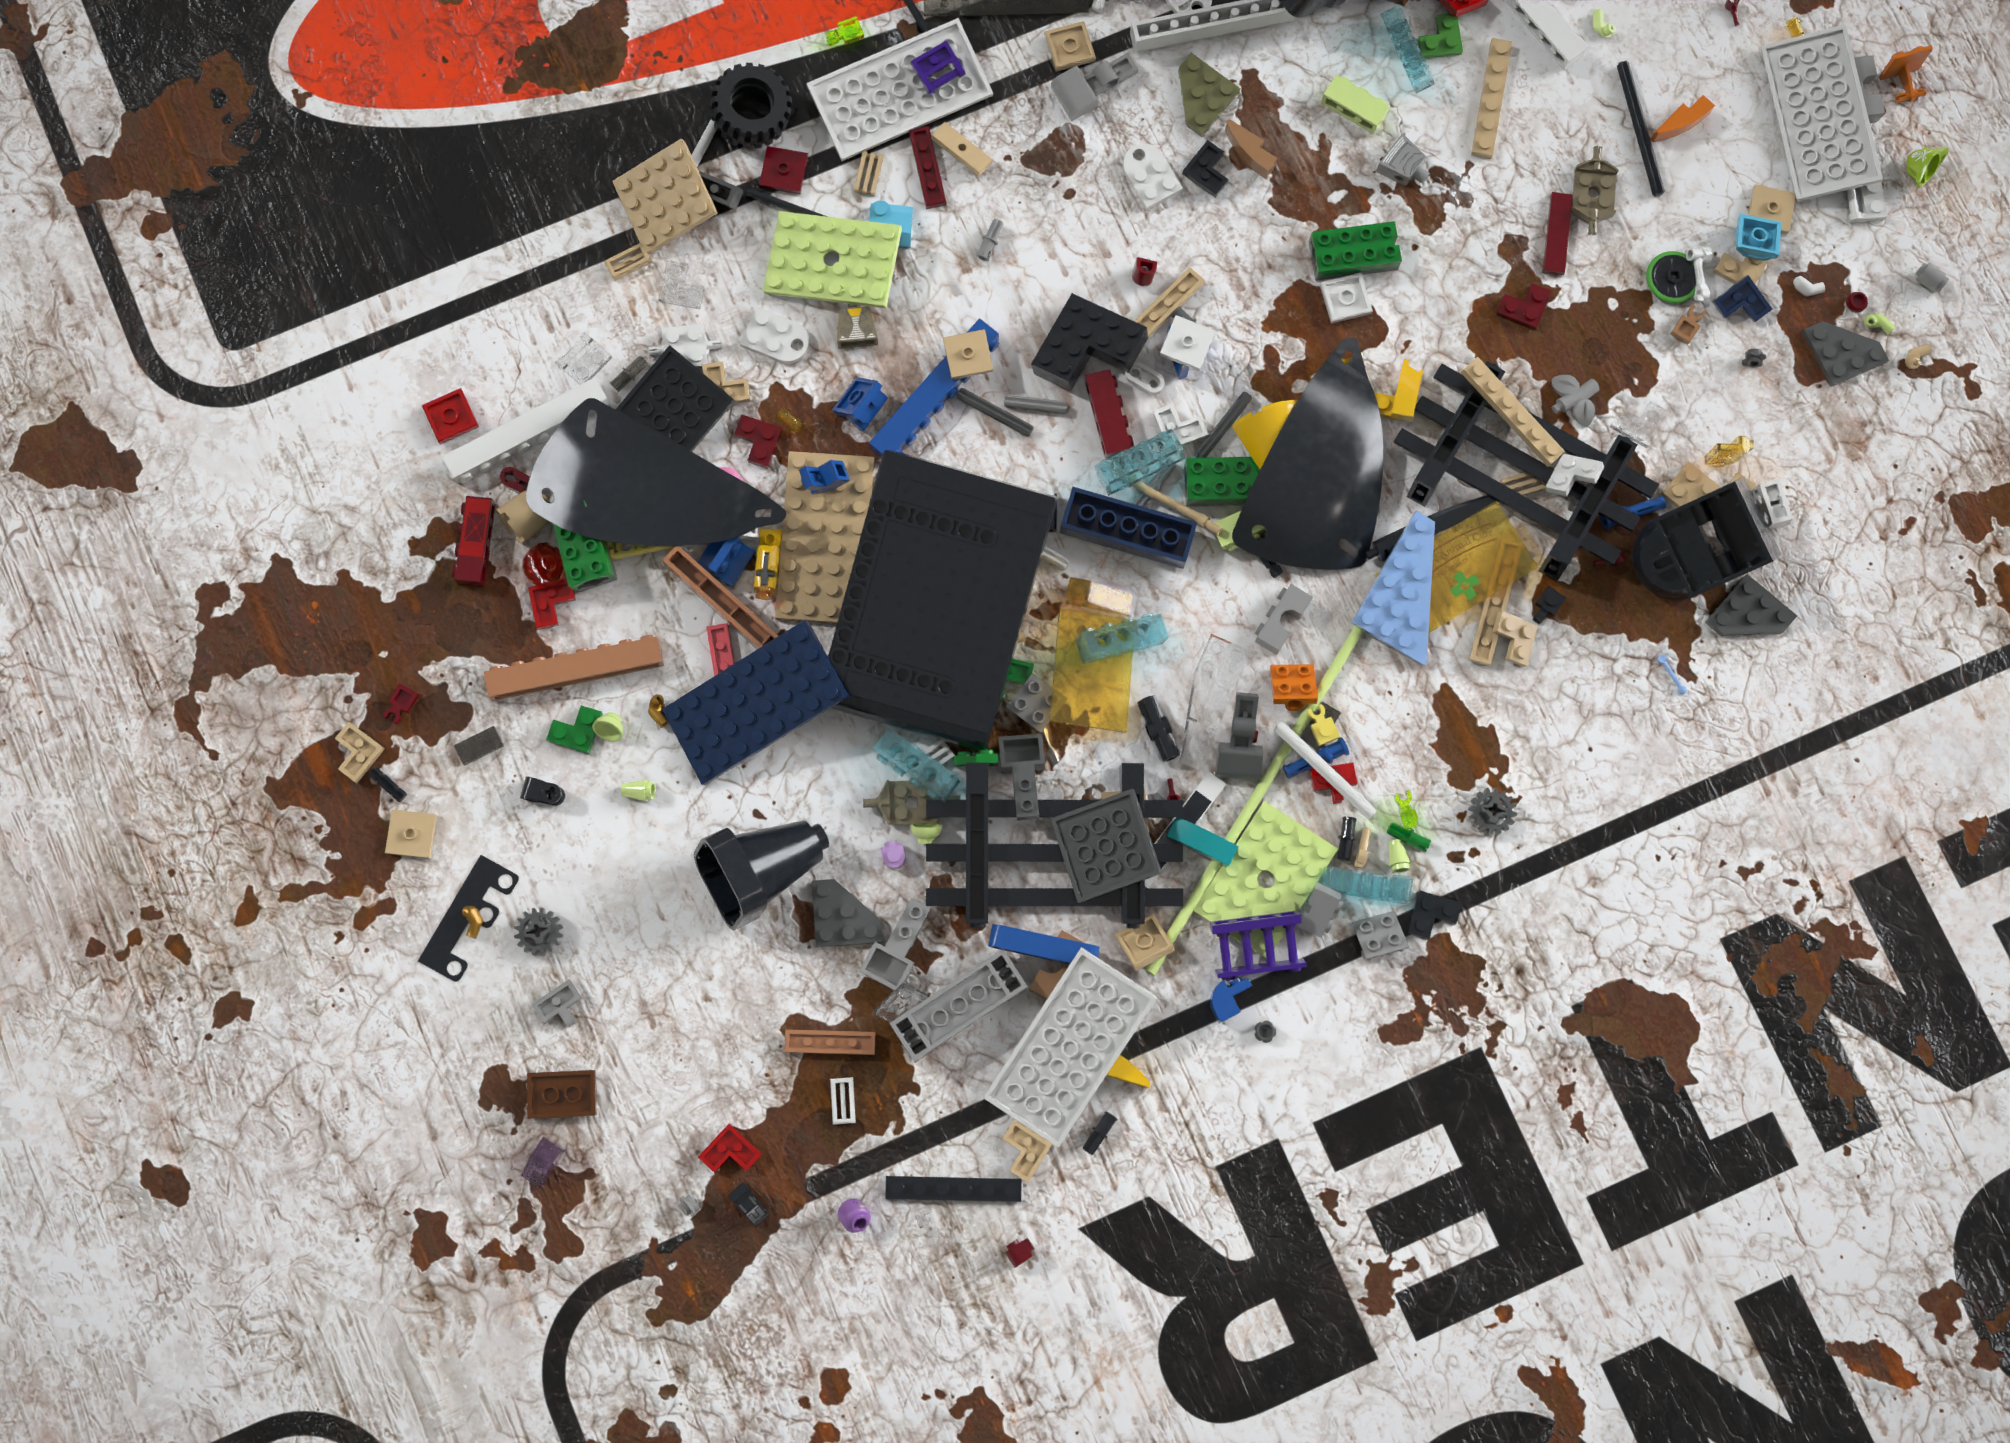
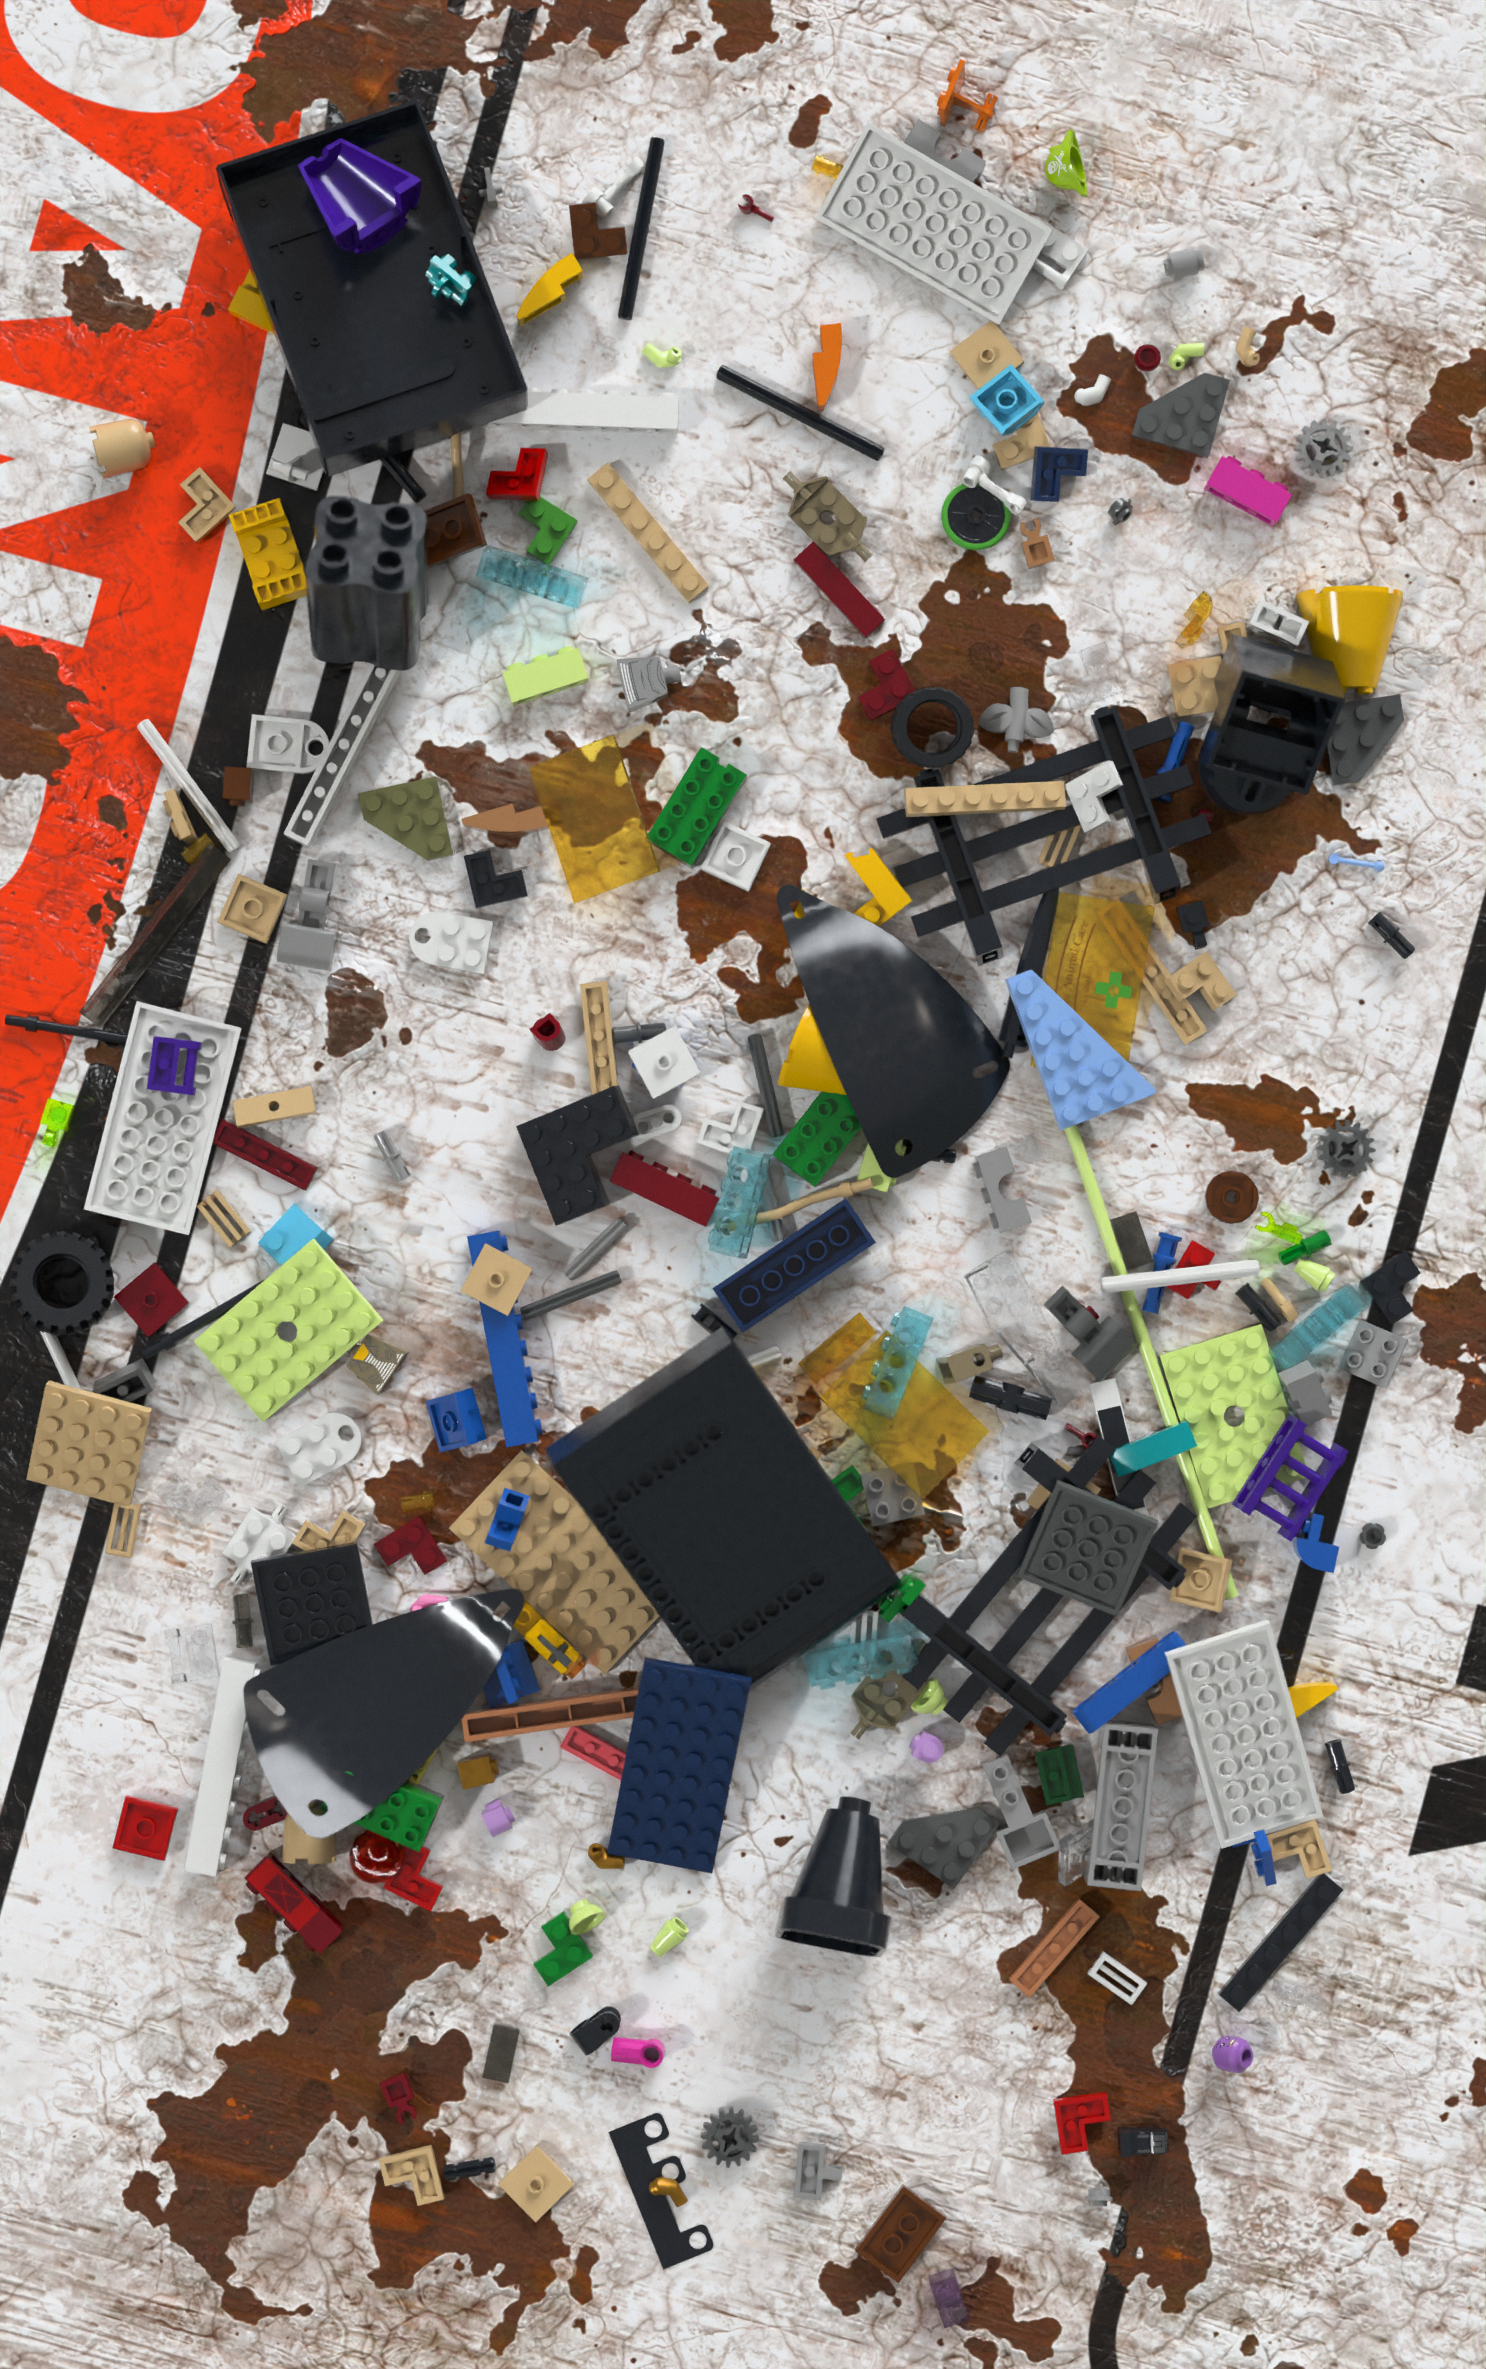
camera: 50 degrees left, 10 degrees up
(547, 828) = (634, 2051): none -> dark pink piece
(573, 668) = (499, 1906): nougat brick -> none
(629, 623) = (497, 1817): none -> lavender plate
(649, 587) = (477, 1771): none -> pearl gold brick
(945, 954) = (1059, 1774): none -> dark green plate
(1003, 1122) = (1263, 1854): none -> blue plate
(1019, 1252) = (1387, 1928): dark red plate -> none
(1022, 757) = (933, 1550): dark grey plate -> none
(1151, 679) = (960, 1364): none -> dark tan torso
(1293, 685) = (1074, 1235): orange plate -> none
(1296, 196) = (594, 819): none -> clear yellow piece
(1323, 729) = (1140, 1243): light yellow plate -> none
(1408, 757) = (1245, 1193): none -> reddish brown plate
(1537, 324) = (964, 727): none -> black tyre
(1648, 731) = (1392, 935): none -> black axle
(1812, 554) = (1351, 630): none -> yellow cone
(1834, 423) = (1248, 490): none -> dark pink brick
(1900, 448) = (1313, 445): none -> light grey gear

